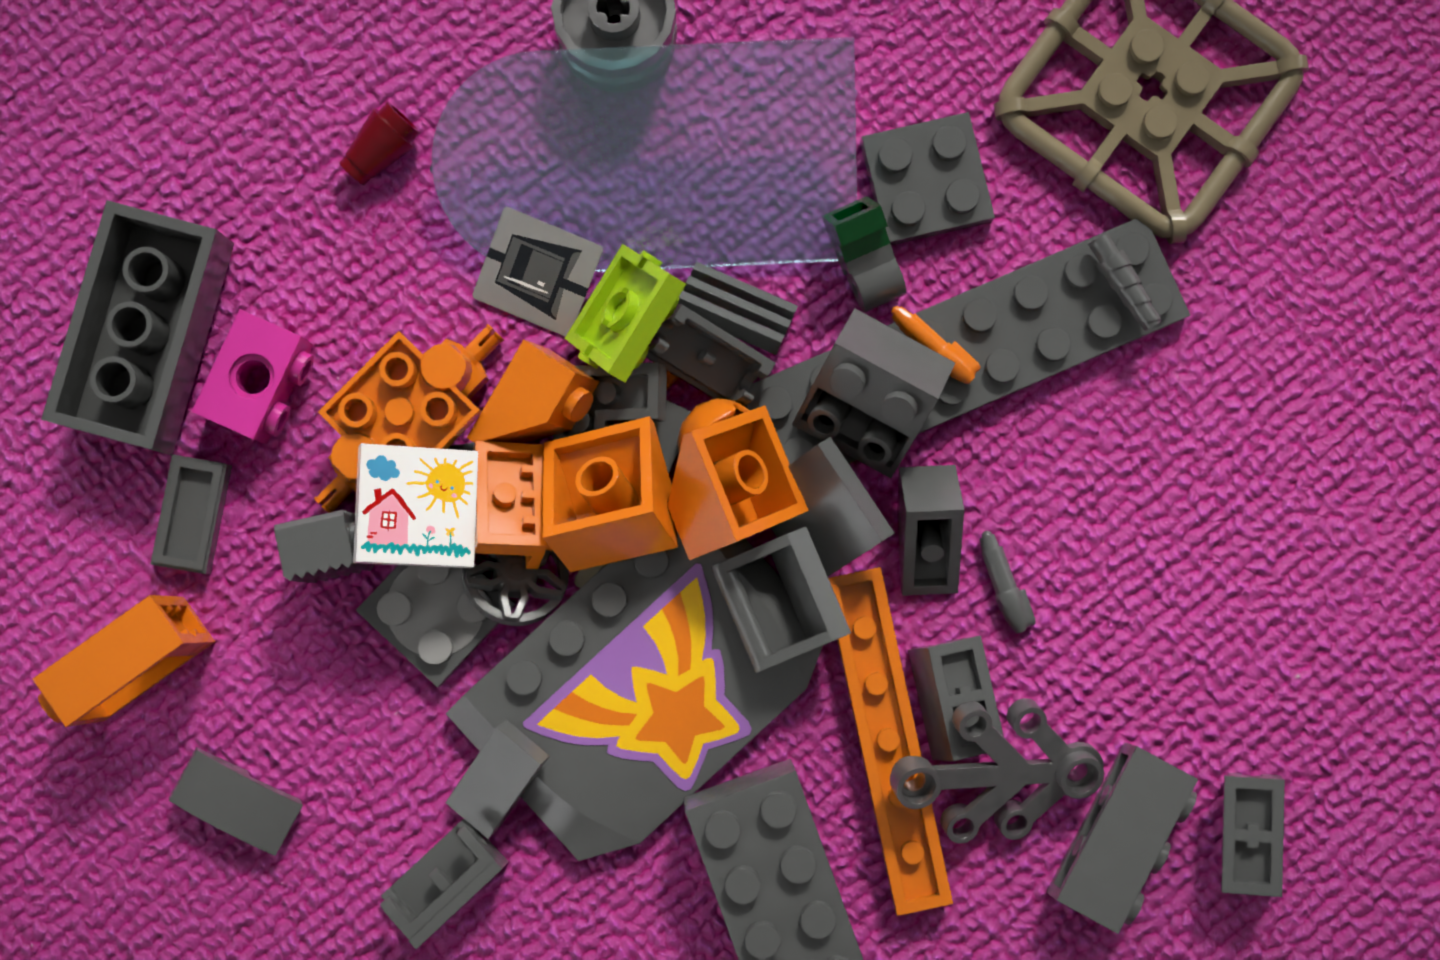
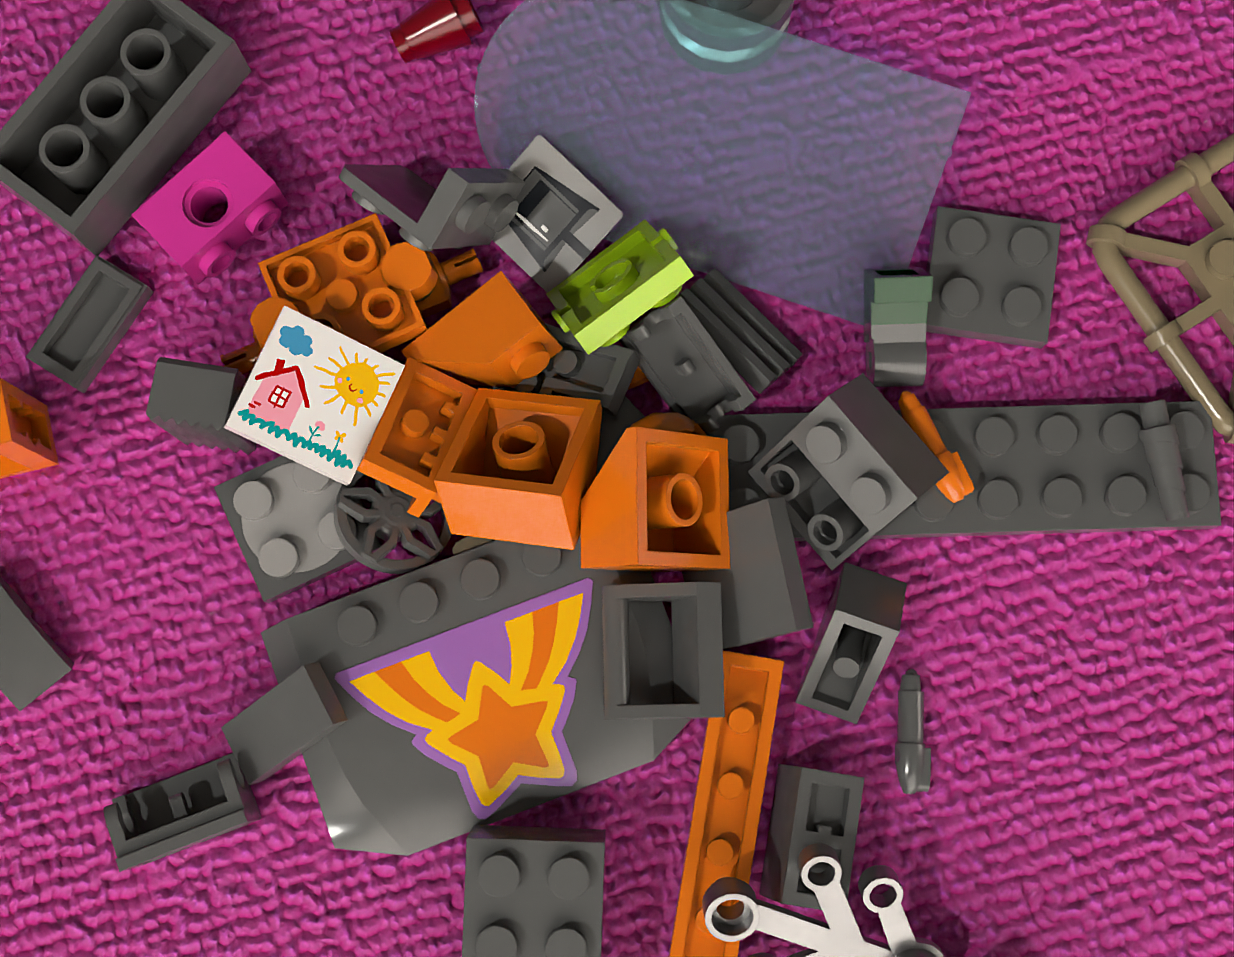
camera: 25 degrees right, 5 degrees down
(440, 313) = (458, 214): none -> dark grey bracket

